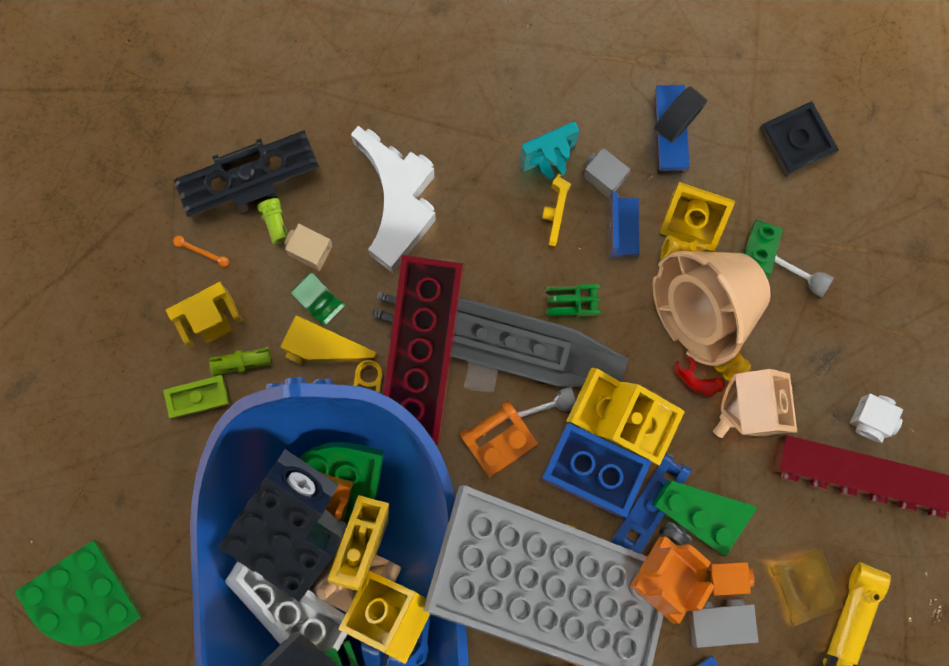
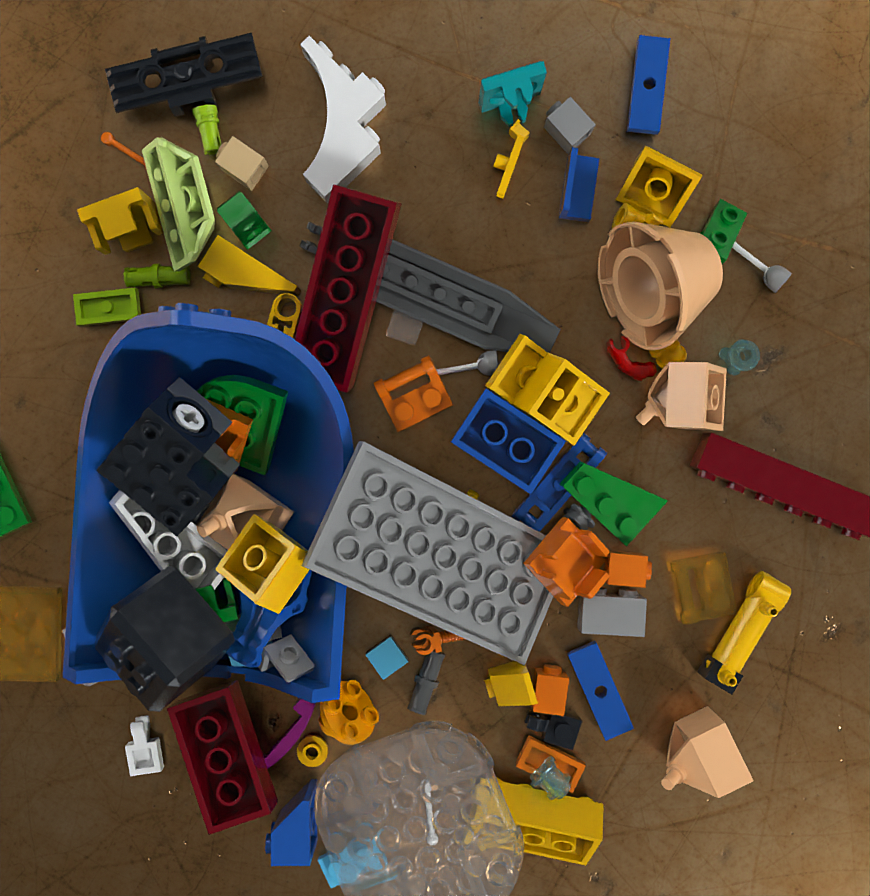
camera: 15 degrees right, 10 degrees up
(258, 288) = (180, 200): none -> yellowish green wedge
(359, 543) = (248, 485): yellow slope -> none
(573, 300) = (512, 259): green arm -> none
(680, 114) = (660, 69): black tyre -> none
(794, 364) = (733, 360): none -> clear light blue brick
(799, 138) = (783, 116): black tile -> none
(877, 417) = (808, 427): white brick -> none

